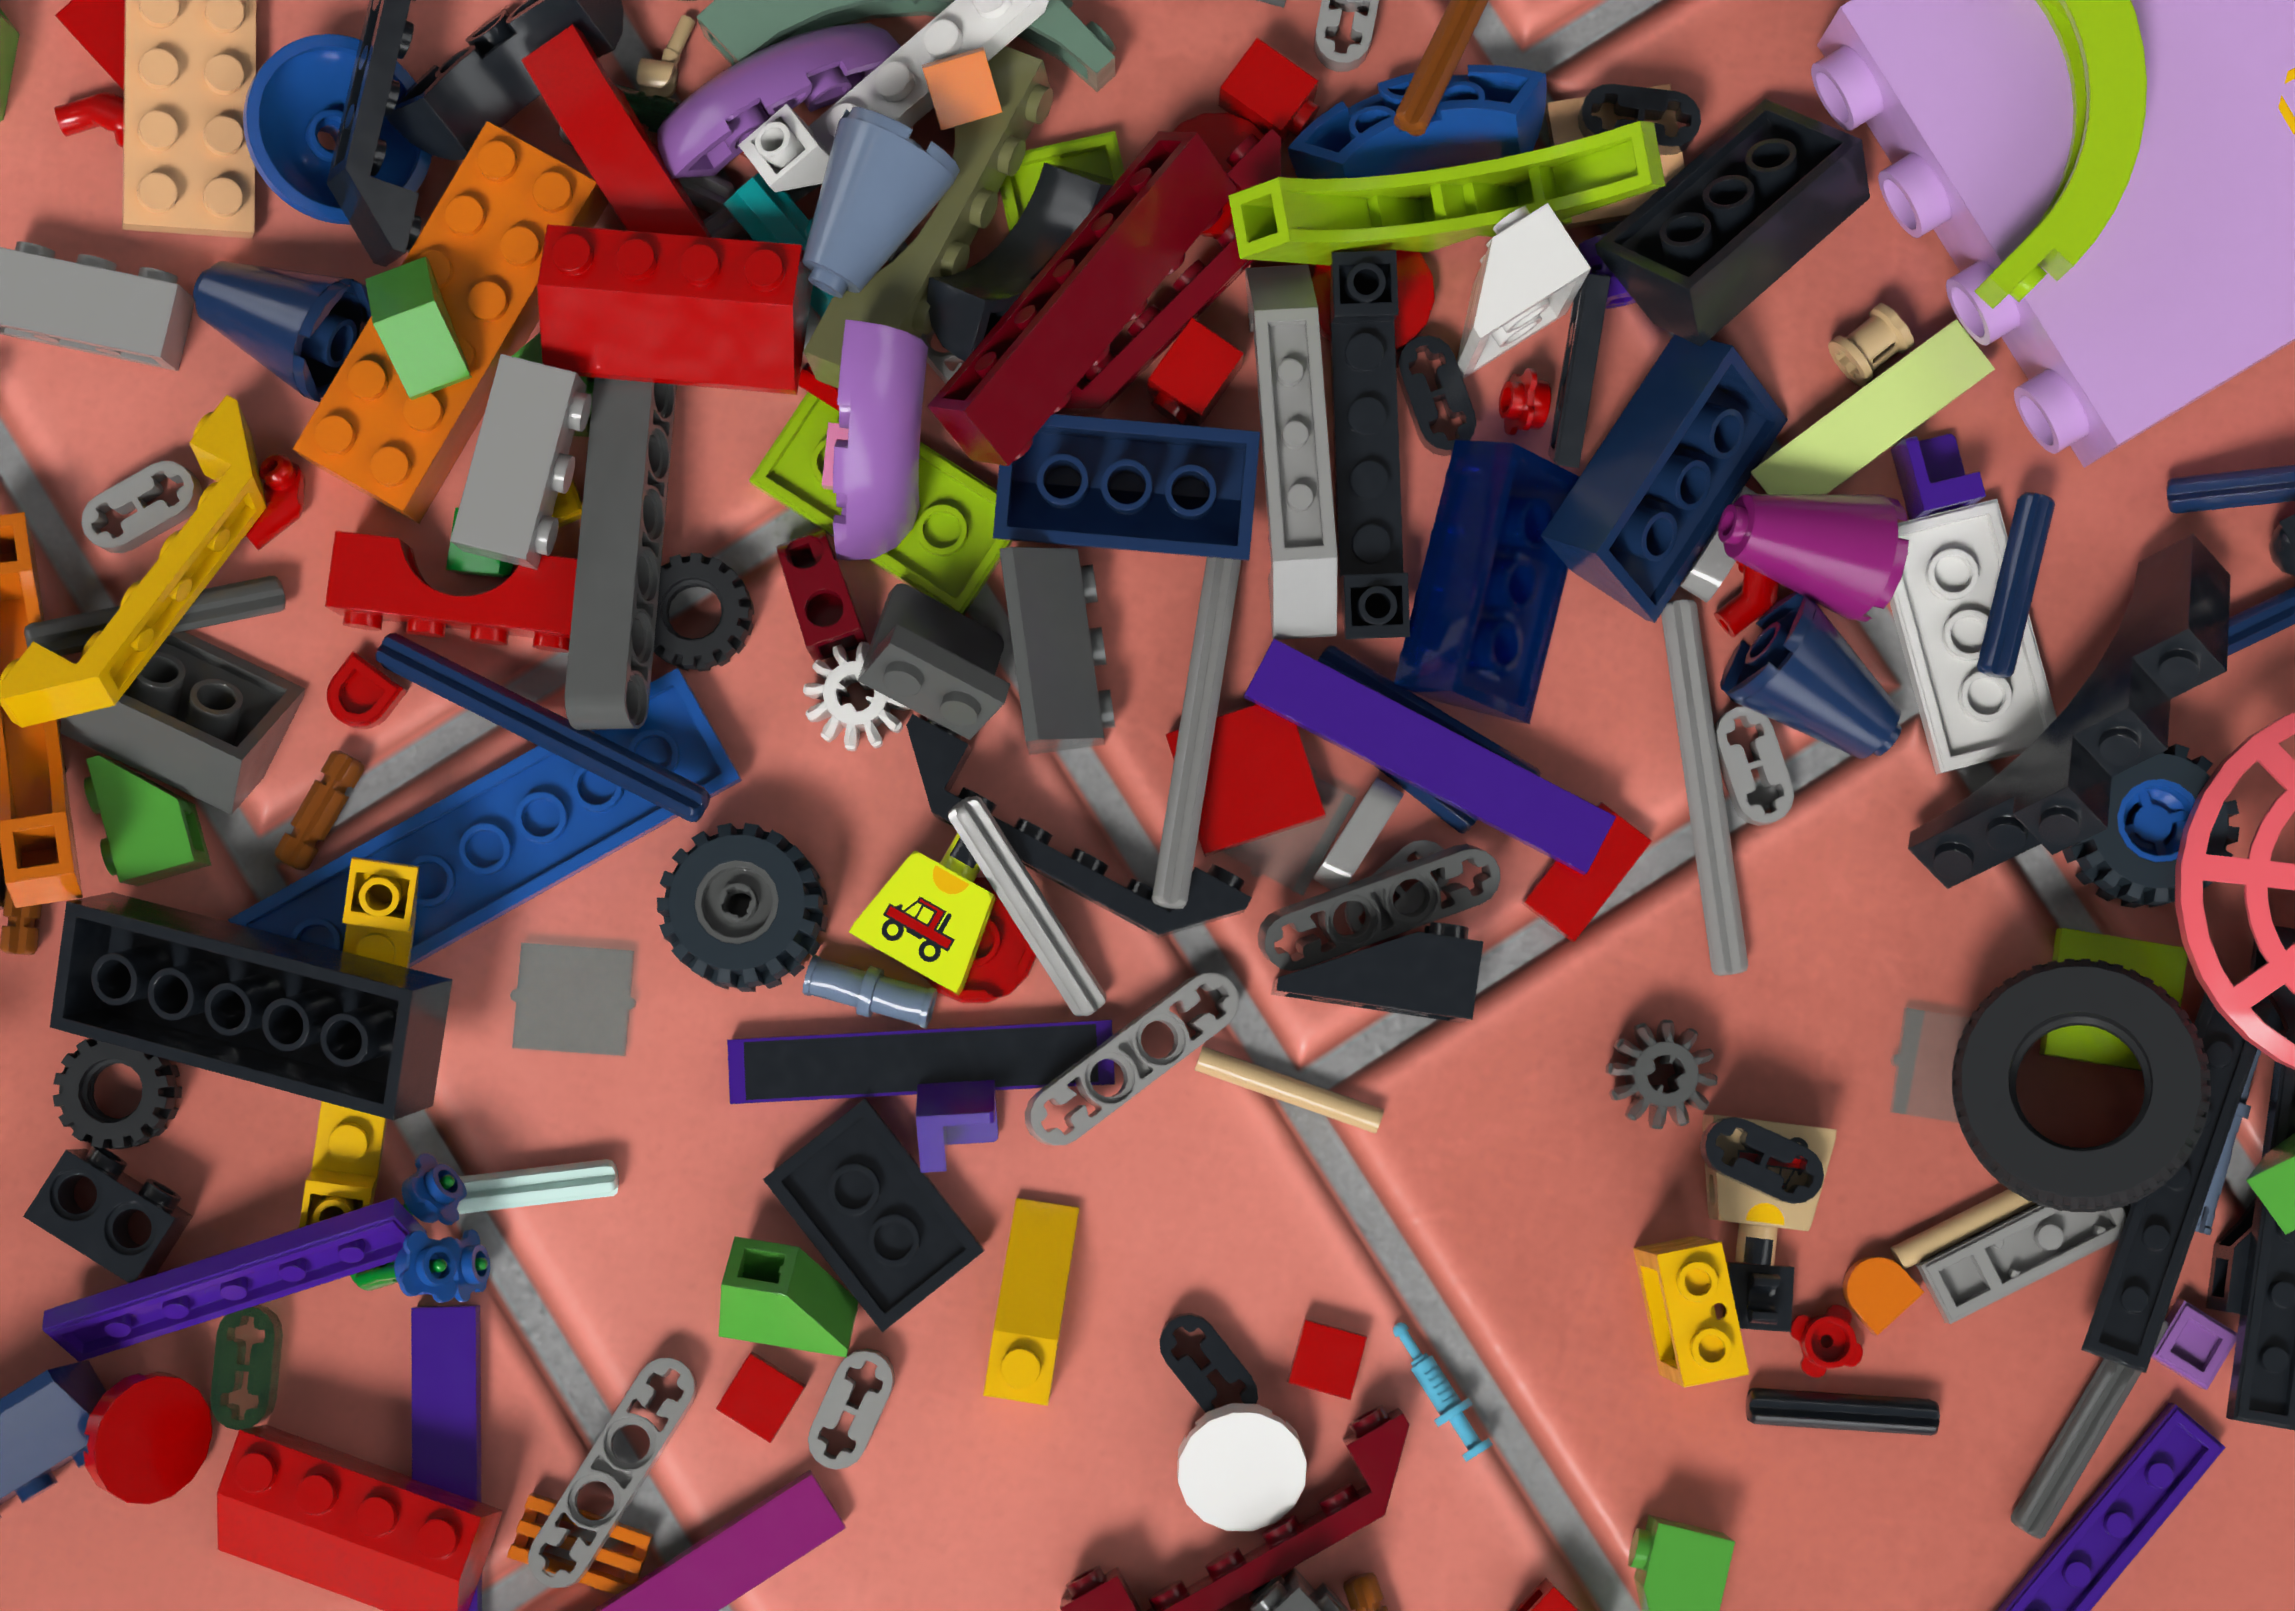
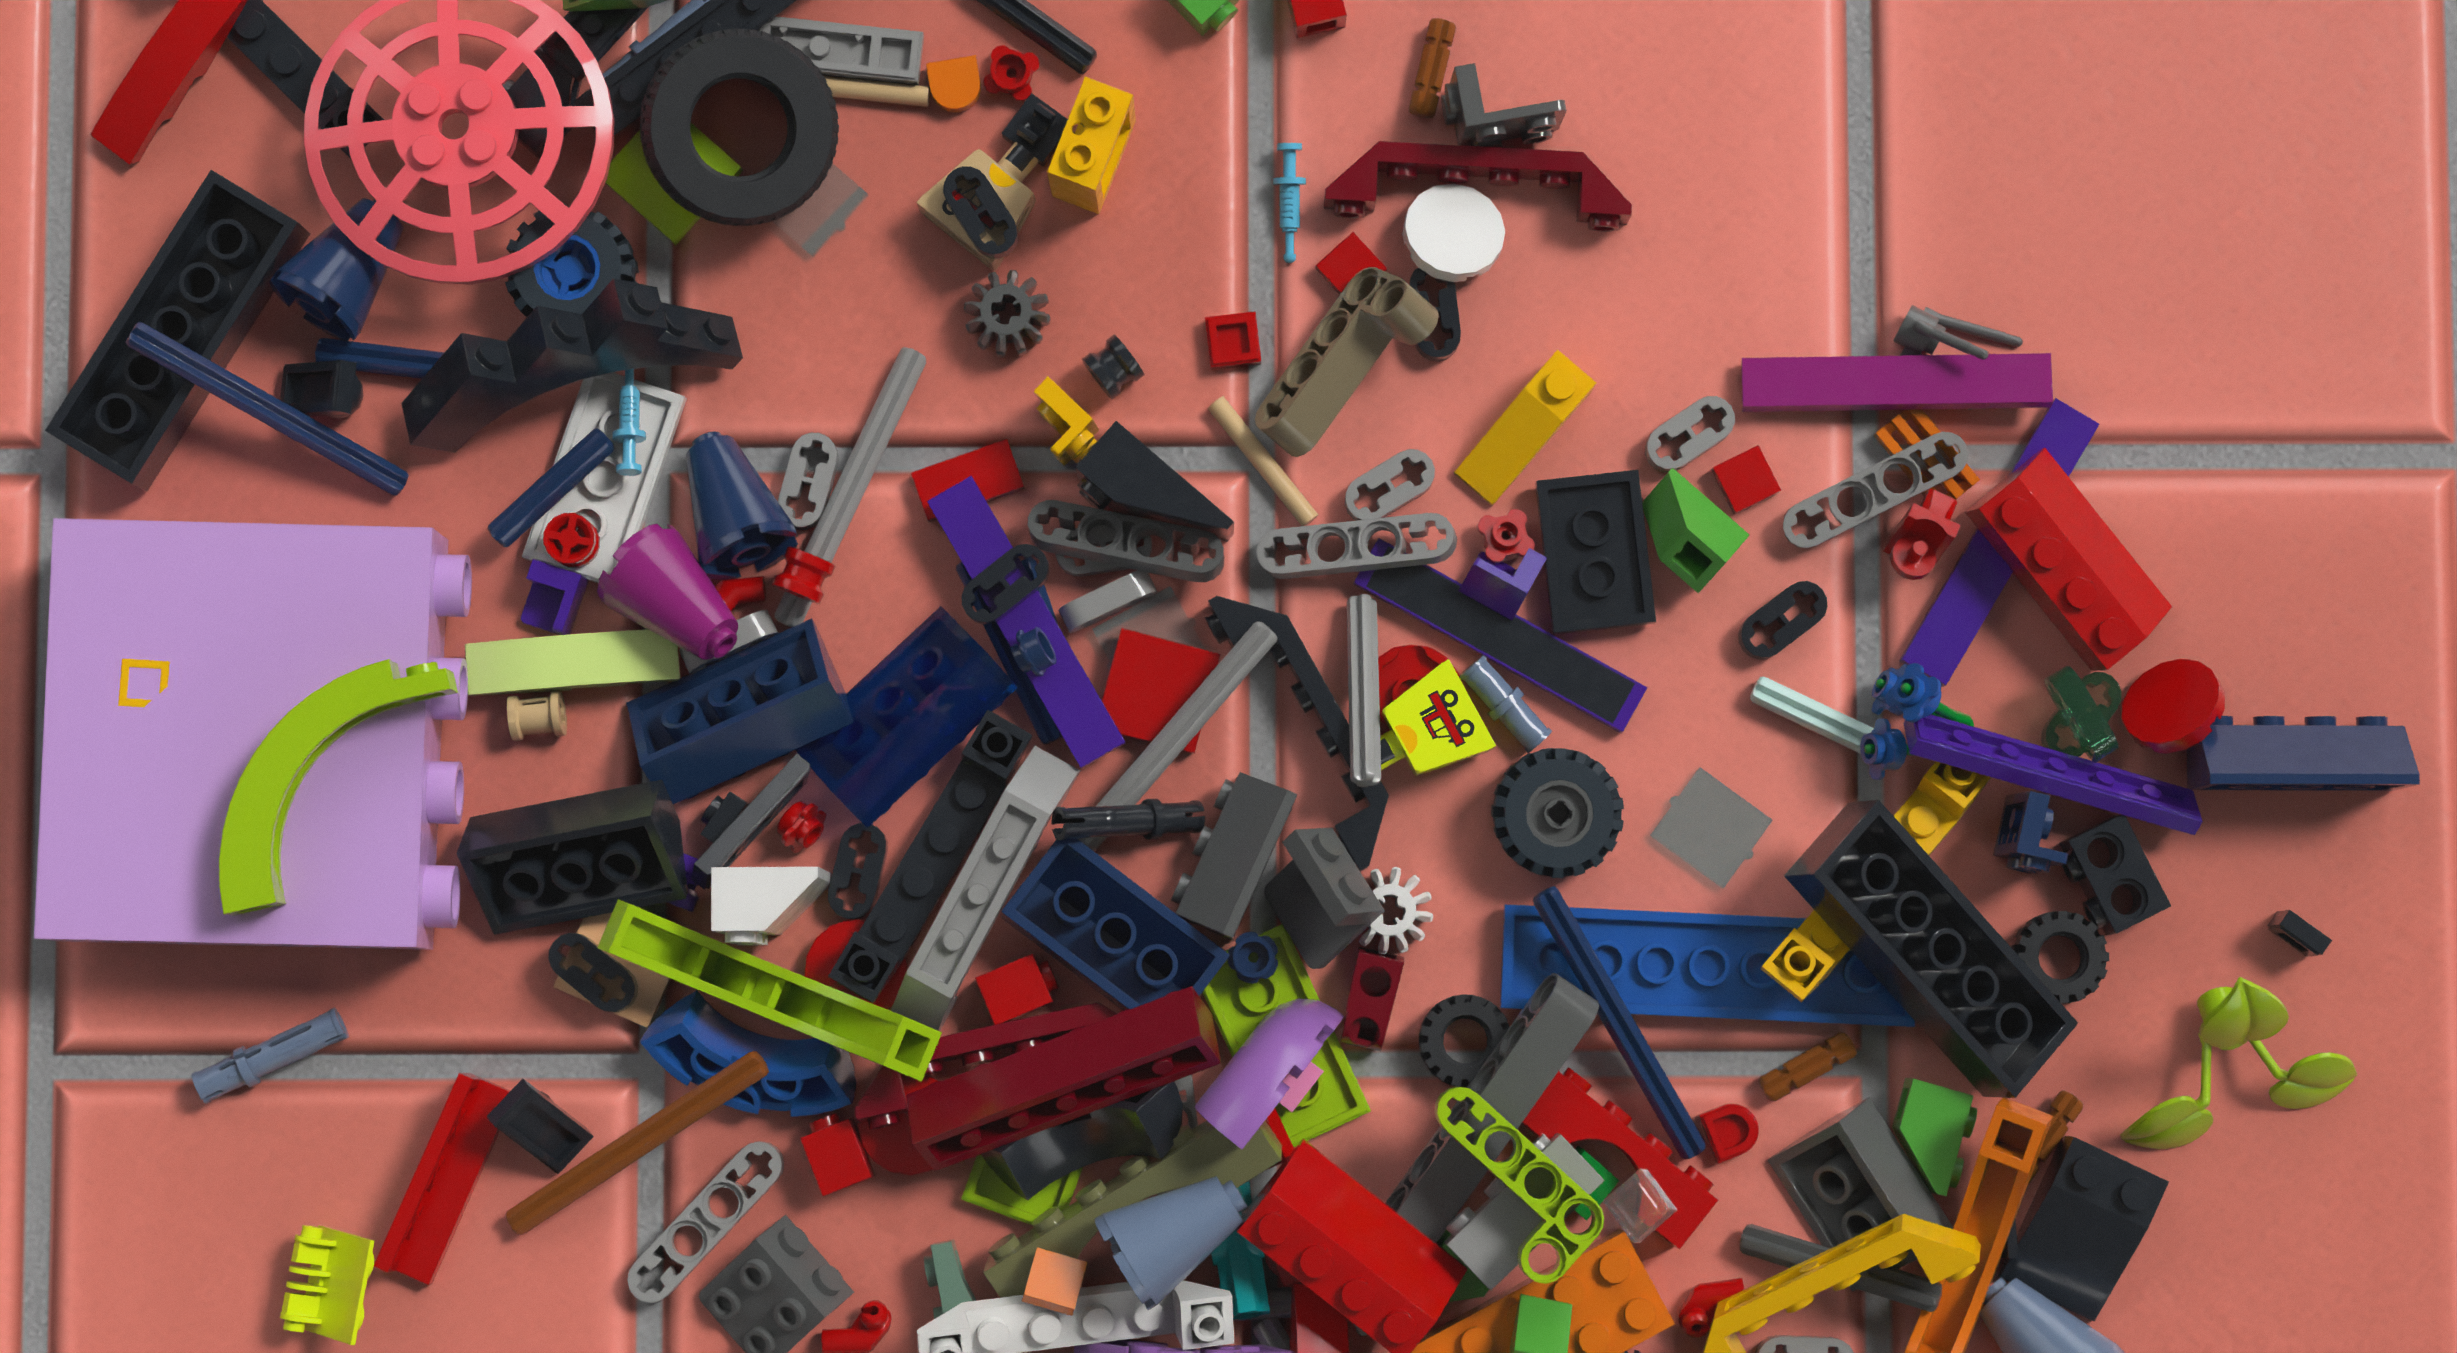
camera: 145 degrees left, 0 degrees up
(231, 1197) = (2021, 828): none -> dark blue bracket
(241, 1365) = (2081, 714): none -> clear green beam
(402, 547) = (1640, 1205): none -> clear tile
(528, 1451) = (1922, 536): none -> red hips
(549, 480) = (1512, 1174): none -> lime beam
(614, 1263) = (1775, 611): none -> black beam
(966, 540) = (1263, 947): none -> dark blue plate
(978, 1153) = (1505, 550): none -> red plate
(1152, 1155) = (1383, 475): none -> light grey beam
(1169, 630) = (1146, 819): none -> black pin
(1278, 1252) = (1340, 355): none -> dark tan beam
(1400, 724) = (1033, 651): none -> dark blue plate
(1403, 1200) = (1233, 340): none -> red tile
(1491, 783) = (996, 575): none -> black beam
(1512, 1088) = (1113, 366): none -> black wheel
(1533, 1002) = (1068, 420): none -> yellow bracket
(1613, 362) = (721, 815): none -> black plate
(1693, 655) = (803, 575): none -> red wheel
(1970, 535) = (562, 537): none -> red wheel
(1978, 700) = (629, 425): none -> medium azure piece

